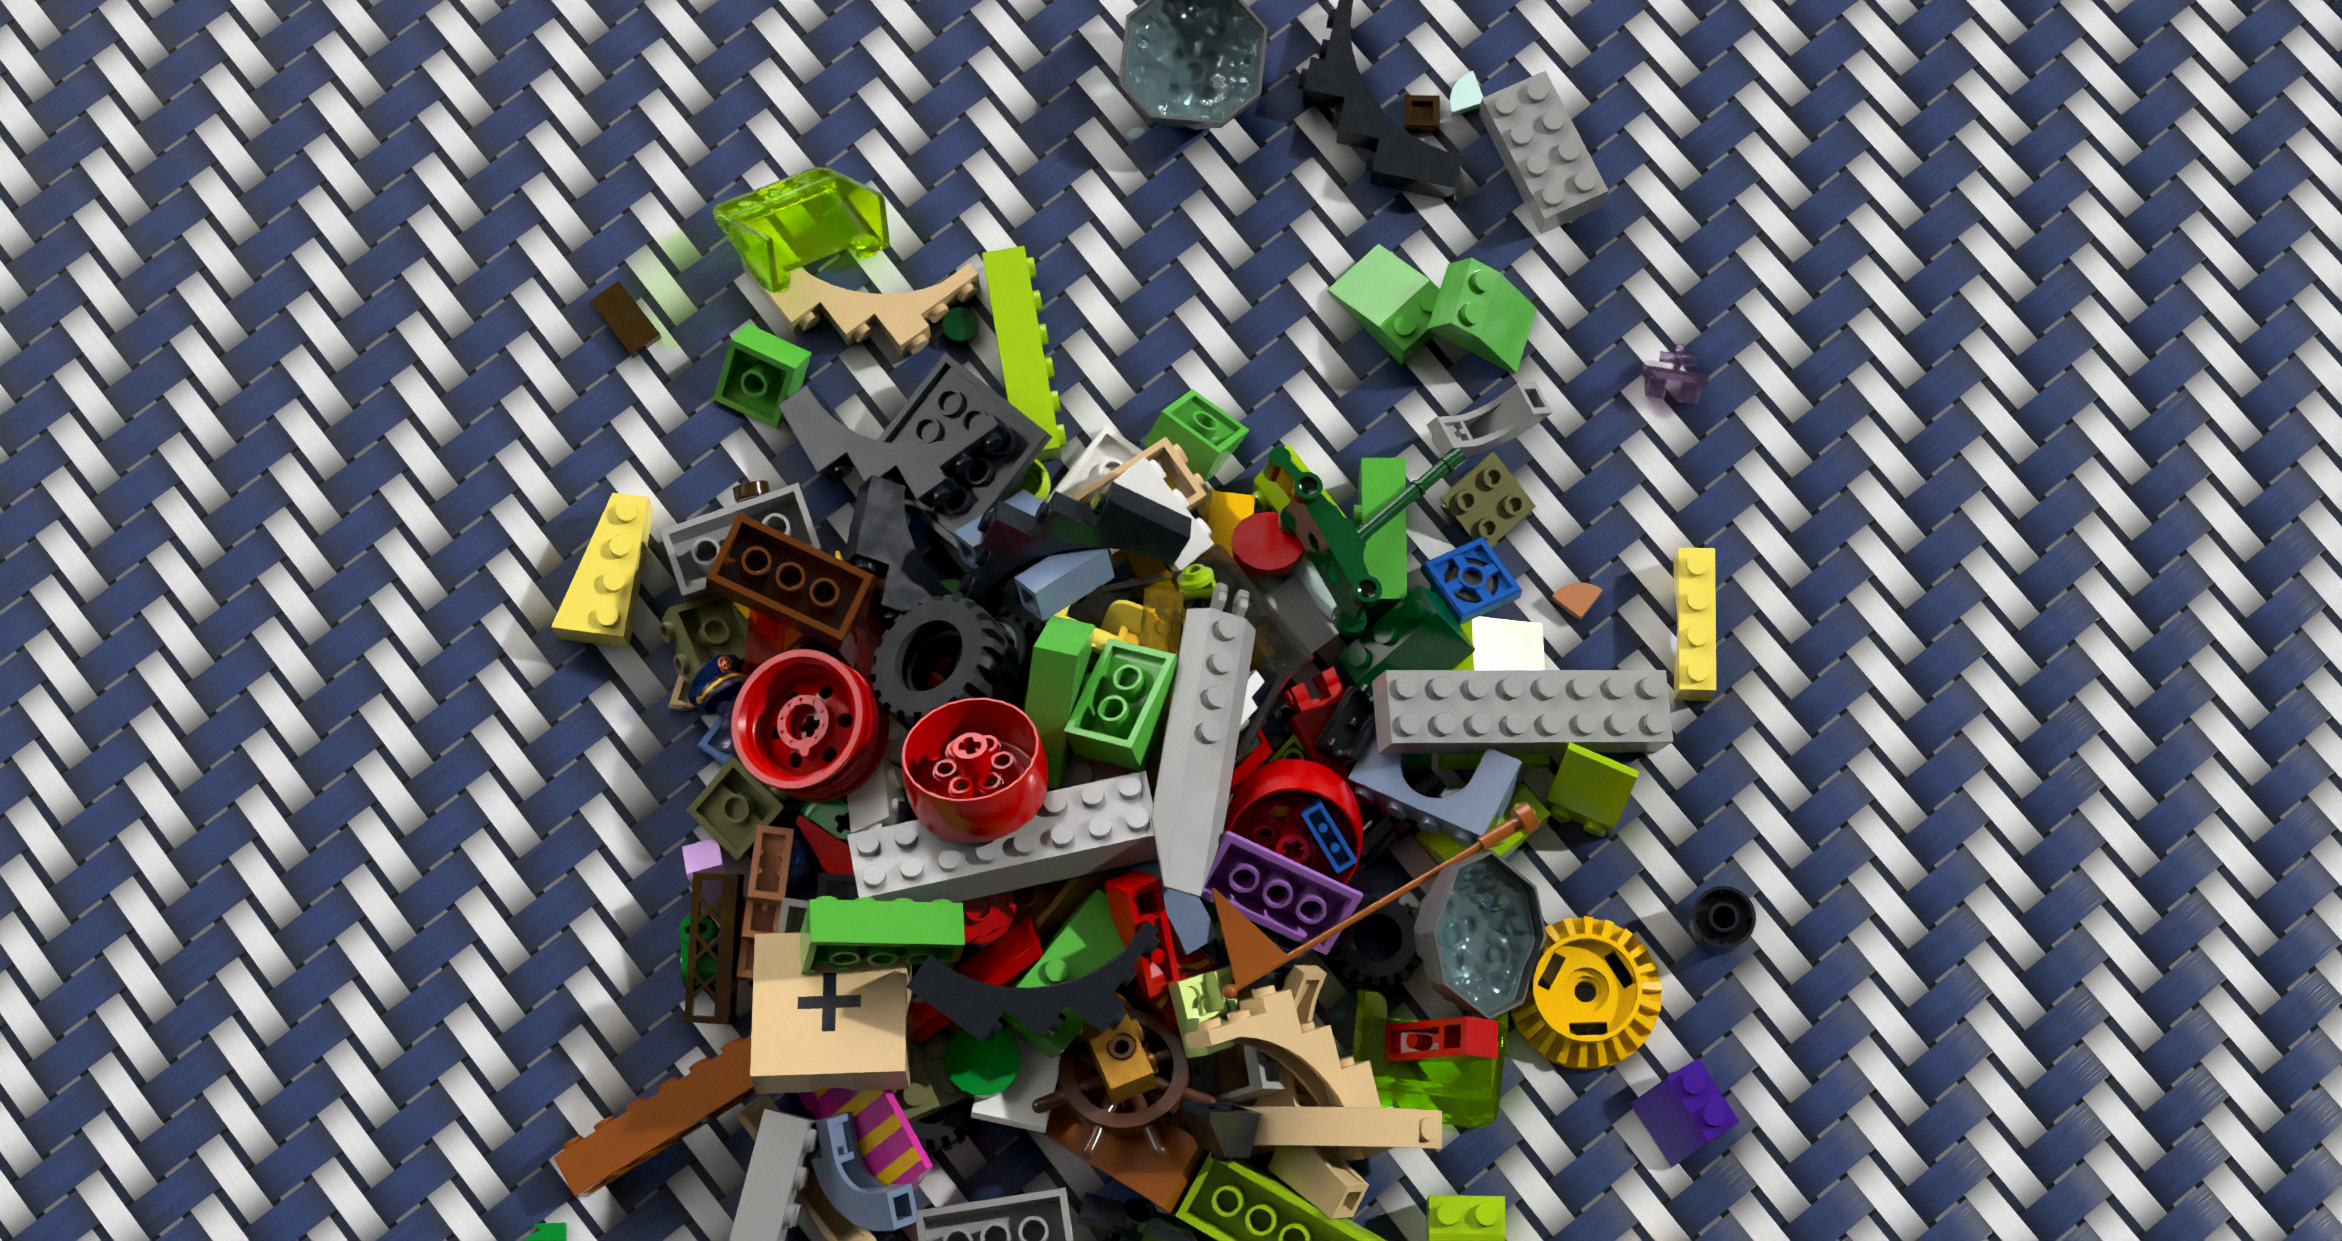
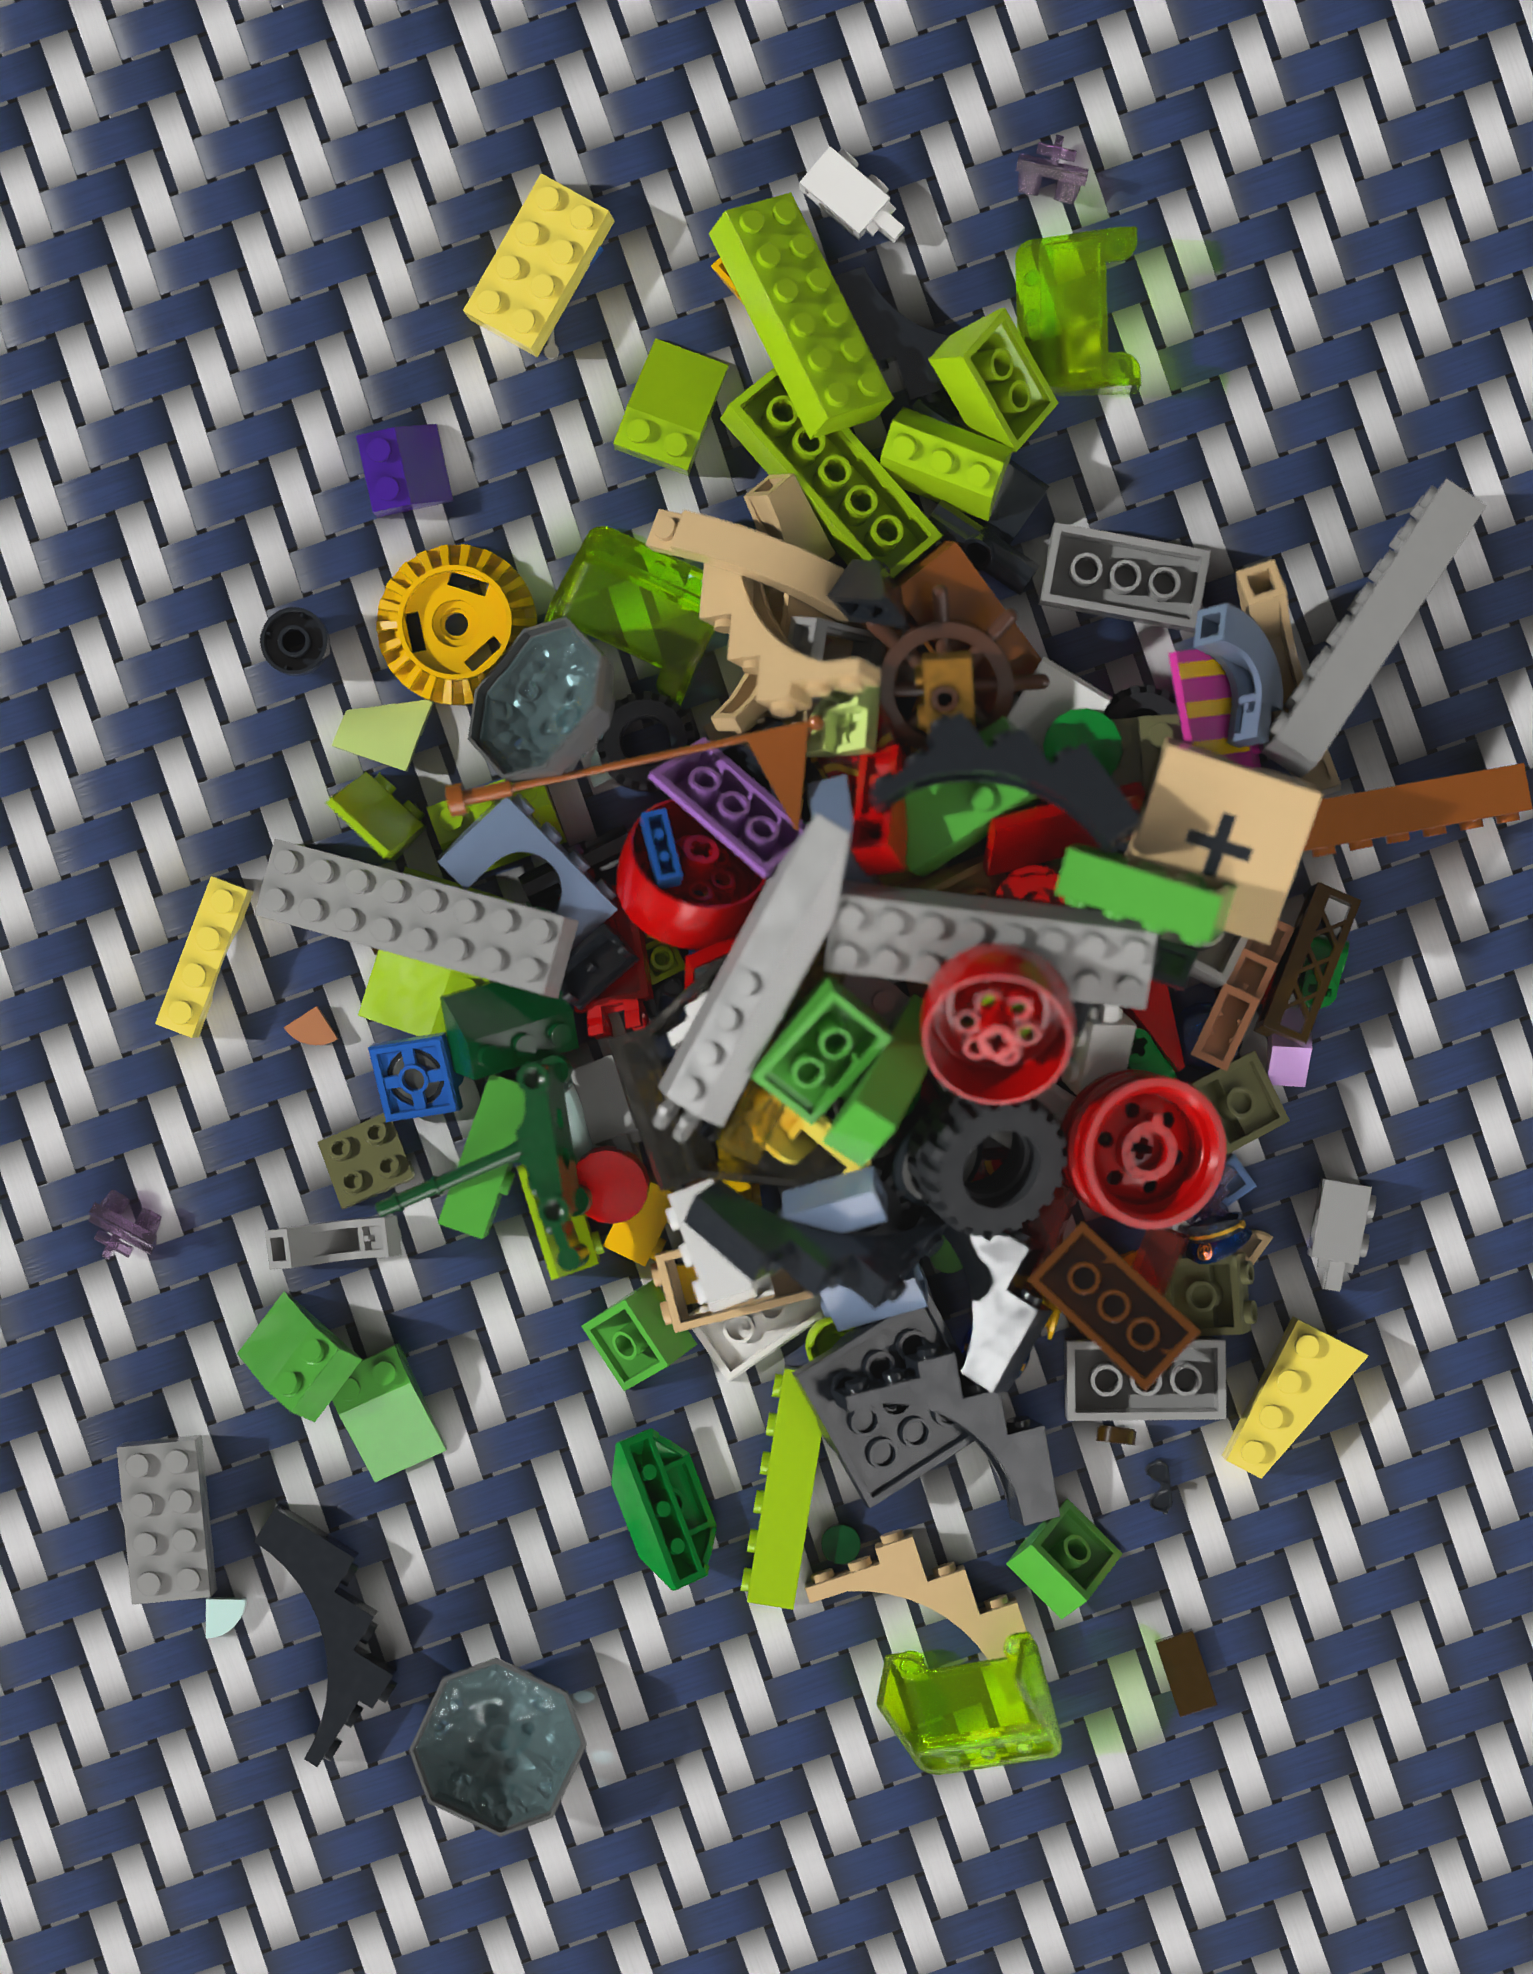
camera: 165 degrees left, 15 degrees up
(612, 733) = (1339, 1228): none -> light grey hinge
(693, 456) = (1162, 1498): none -> black piece
(1121, 300) = (664, 1507): none -> green wedge
(1196, 582) = (700, 1156): lime plate -> none
(1422, 113) = (276, 1610): dark brown tile -> none
(1442, 1040) = (619, 616): red slope -> none
(1613, 872) = (384, 732): none -> yellowish green slope

